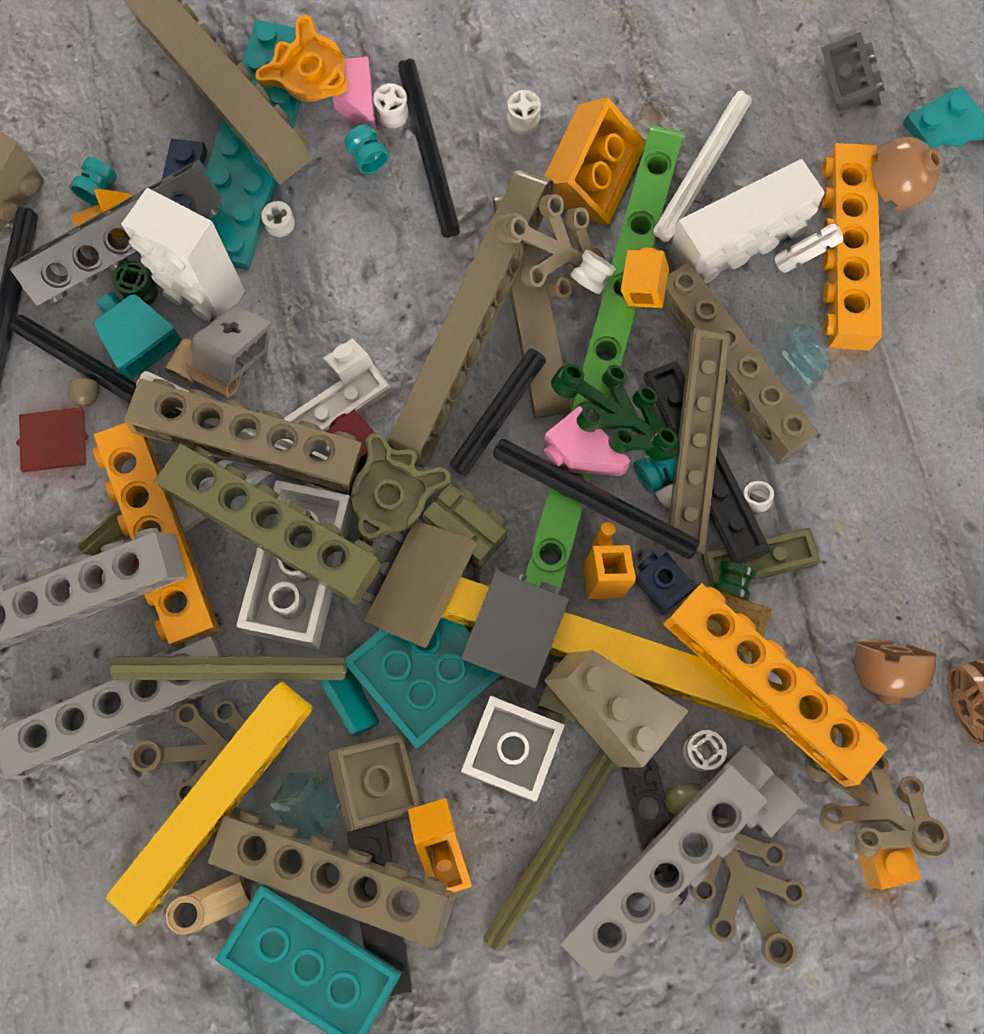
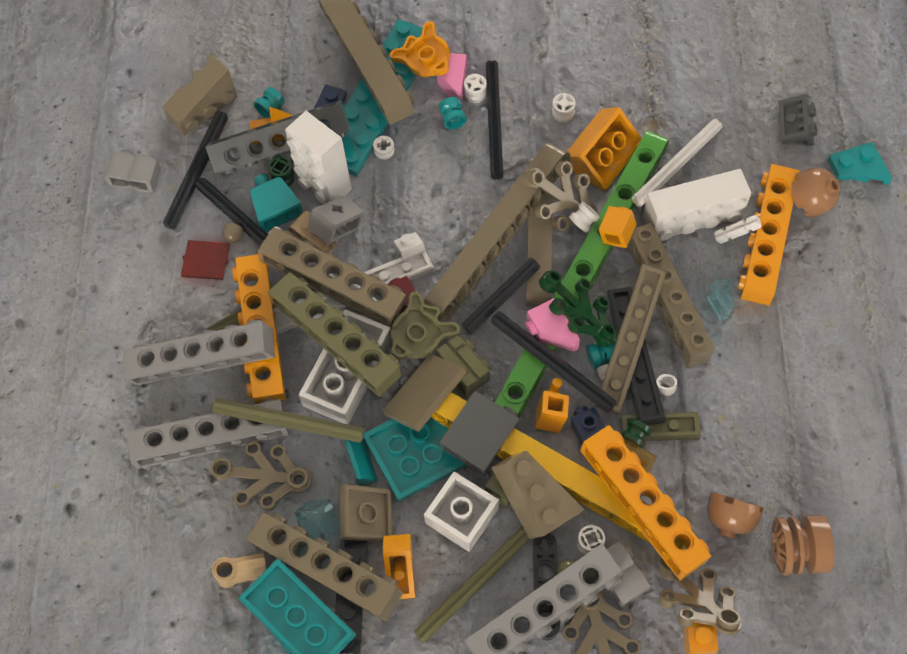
camera: 15 degrees right, 10 degrees down
(207, 802) = (261, 497): yellow beam -> none

